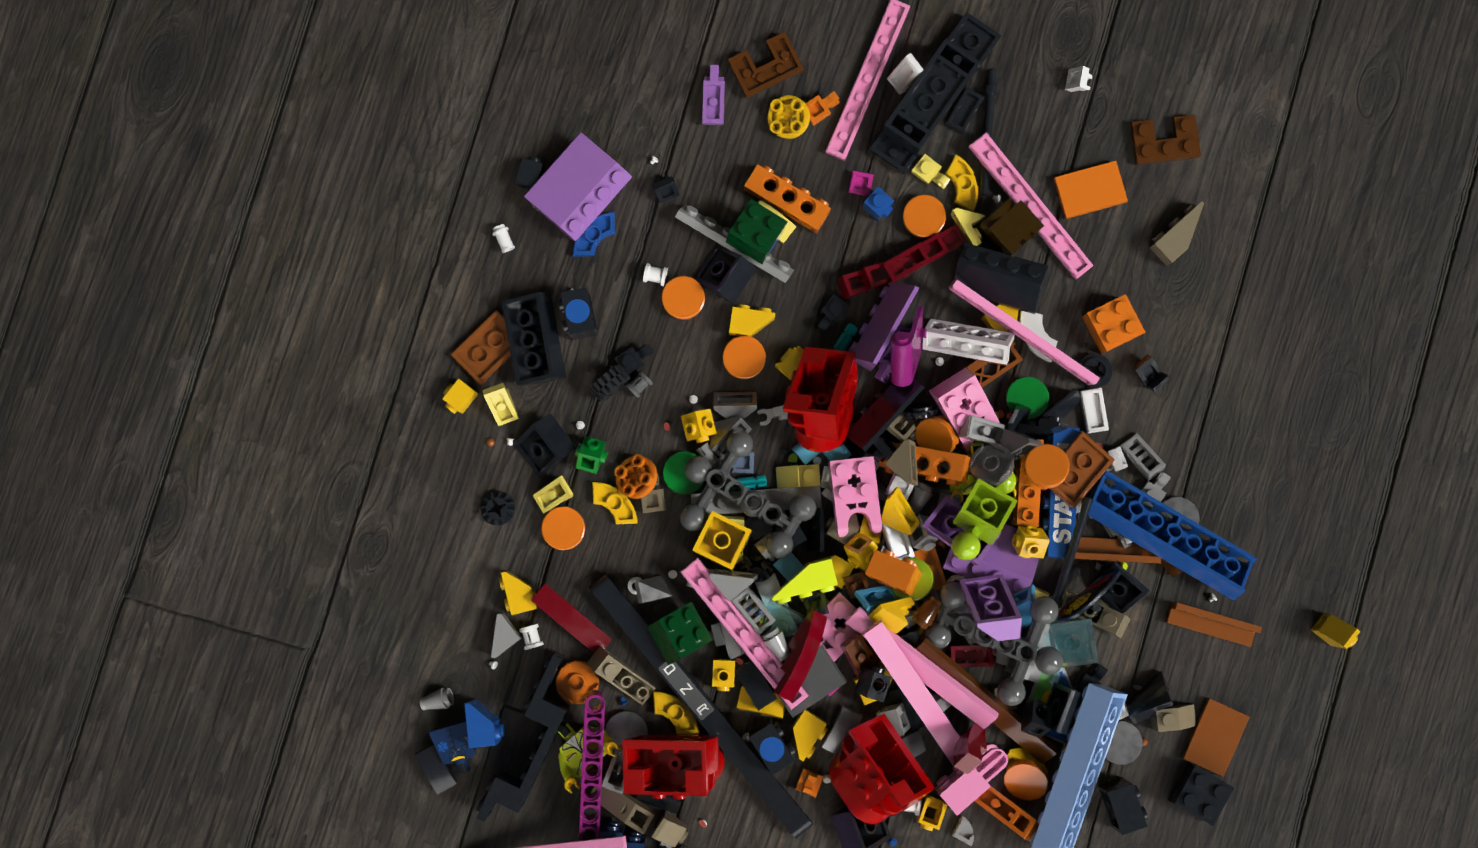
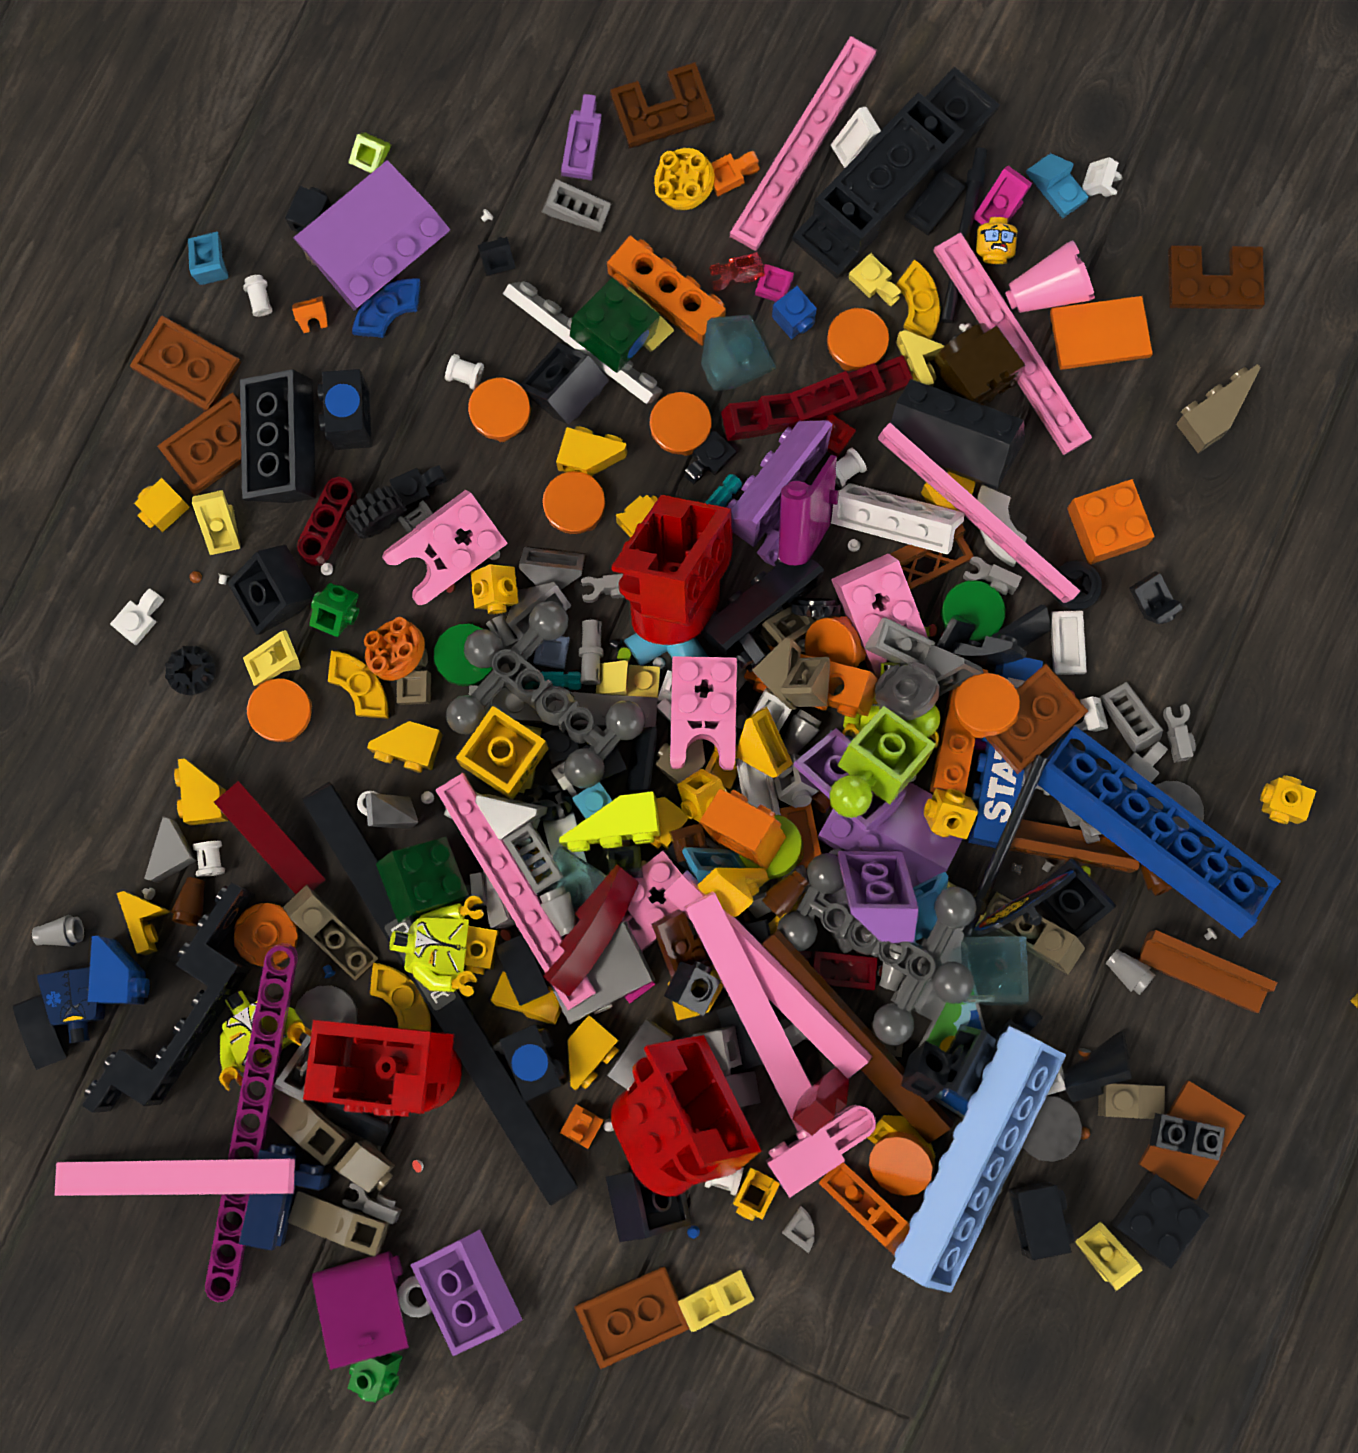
camera: 10 degrees right, 5 degrees down
(454, 478) = (136, 620): none -> white plate
(460, 293) = (185, 363): none -> dark orange tile
(463, 216) = (206, 259): none -> dark azure slope
(488, 678) = (137, 913): none -> yellow slope
(523, 668) = (189, 904): none -> reddish brown cone
(540, 244) = (310, 309): none -> orange tile
(565, 124) = (369, 152): none -> lime slope
(576, 382) = (330, 535): none -> dark red beam
(657, 540) = (408, 743): none -> yellow slope
(659, 404) = (436, 545): none -> bright pink brick
(698, 679) = (438, 947): none -> neon yellow torso
(714, 152) = (563, 213): none -> light grey slope
(770, 460) = (591, 652): none -> light grey pin
(809, 291) = (680, 423): none -> orange tile
(835, 176) = (741, 269): none -> clear red plate
(840, 237) = (734, 352): none -> clear light blue slope
(919, 281) = (840, 435): none -> red tile
(924, 466) = (808, 682): none -> dark tan slope
(930, 306) = (848, 467): none -> white bush
(1011, 134) = (996, 241): none -> yellow head
(1012, 105) = (1004, 197): none -> dark pink slope
(1043, 374) = (995, 576): none -> light grey plate
(1048, 87) = (1057, 184): none -> dark azure slope
(1053, 160) = (1052, 282): none -> bright pink cone
(1163, 631) = (1130, 971): none -> light grey cone
(1170, 822) = (1108, 1256): none -> light yellow slope
(1178, 469) = (1181, 742): none -> light grey plate
(1213, 736) = (1187, 1136): none -> black slope
(1254, 501) = (1287, 800): none -> yellow brick

